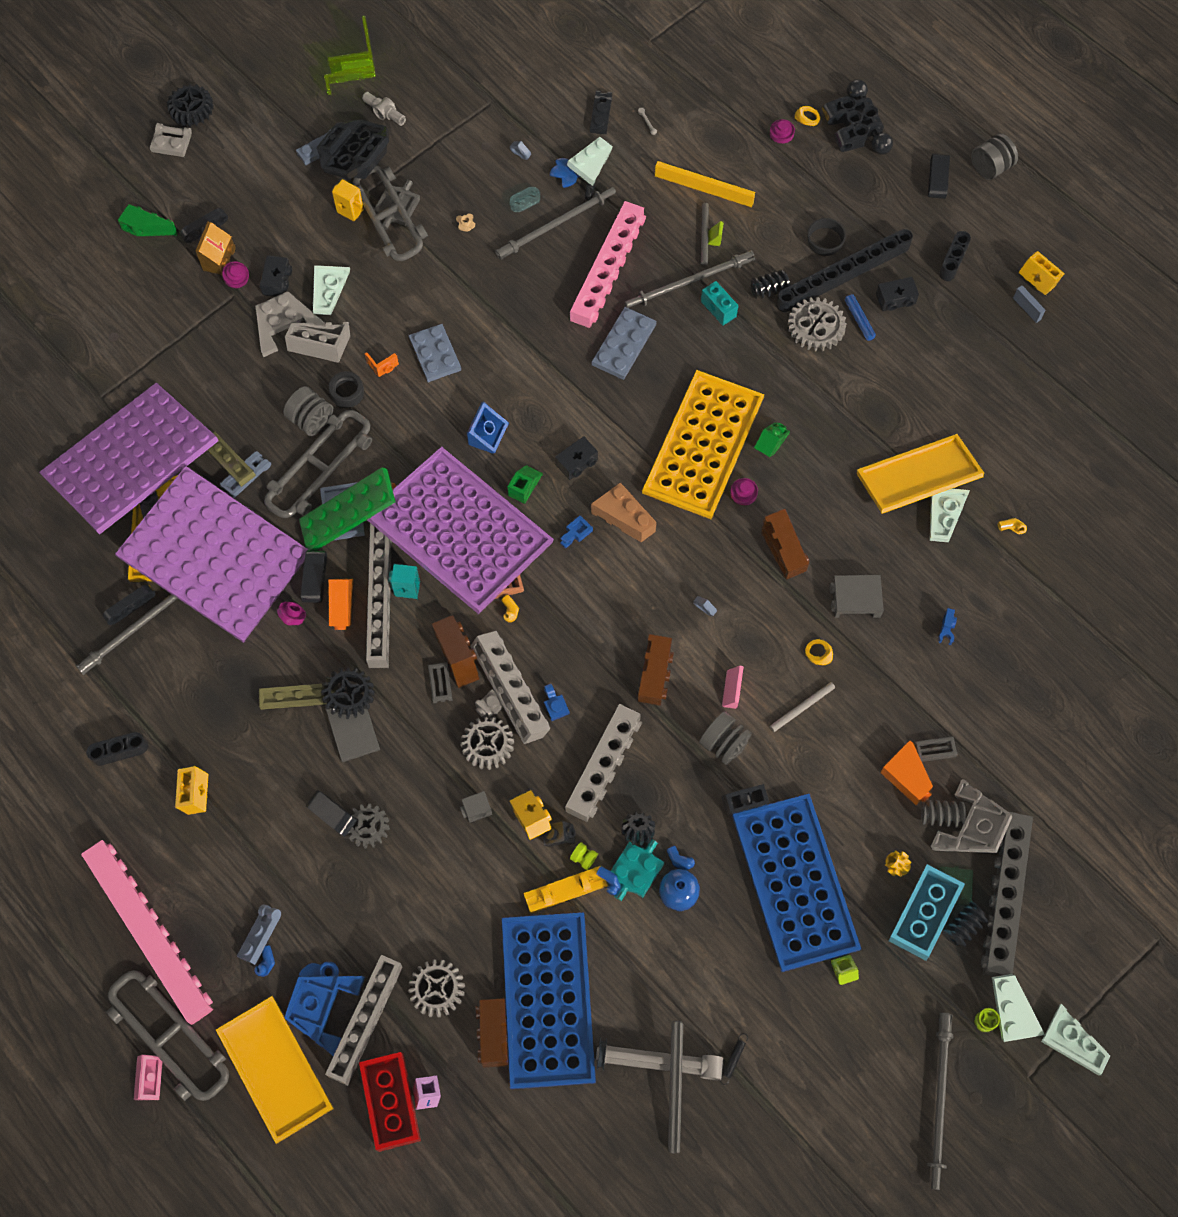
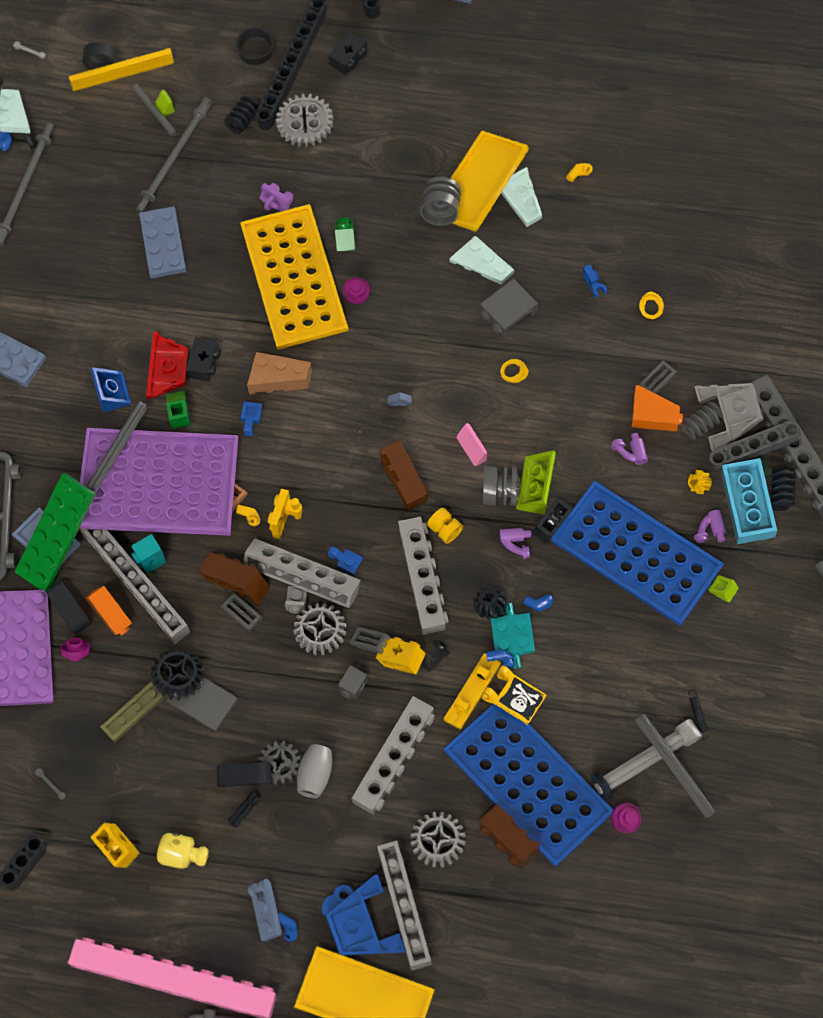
camera: 35 degrees left, 0 degrees up
(188, 689) = (40, 773): none -> dark grey hinge
(234, 835) = (179, 851): none -> light yellow piece
(311, 841) = (244, 809): none -> black axle
(387, 854) = (314, 771): none -> light grey piece
(389, 1102) = (475, 948): red brick -> none
(426, 1092) = (496, 919): lavender brick -> none
(449, 478) = (116, 446): none -> dark grey axle
(466, 881) = (415, 710): none -> light grey brick
(522, 792) = (380, 643): none -> dark grey tile
(532, 626) = (283, 507): none -> yellow plate
(544, 443) = (166, 366): none -> red wing
(584, 856) = (463, 659): lime wheel -> none
(595, 924) = (516, 697): none -> flag
(600, 1096) = (626, 818): none -> magenta plate
(618, 239) = (110, 242): bright pink brick -> none
(655, 733) = (443, 523): none -> yellow wheel
(677, 898) = (557, 625): blue cylinder -> none
(694, 160) = (98, 49): none -> black tyre
(702, 785) = (511, 535): none -> medium lavender plant
(719, 303) = (214, 156): teal brick -> none
(739, 371) = (275, 199): none -> medium lavender hips
(760, 758) = (536, 482): none -> lime slope
(784, 544) = (422, 308): reddish brown wedge -> none
(801, 707) = (535, 421): light grey bar -> none
(860, 317) = (333, 91): blue axle -> none
(869, 541) = (482, 259): none -> light aqua wing
(869, 795) = (638, 449): none -> medium lavender plant
(870, 467) = (440, 201): none -> dark grey wheel
(882, 913) = (717, 525): none -> medium lavender plant
(978, 876) = (762, 438): none -> dark grey beam
(986, 674) = (658, 300): none -> yellow piece

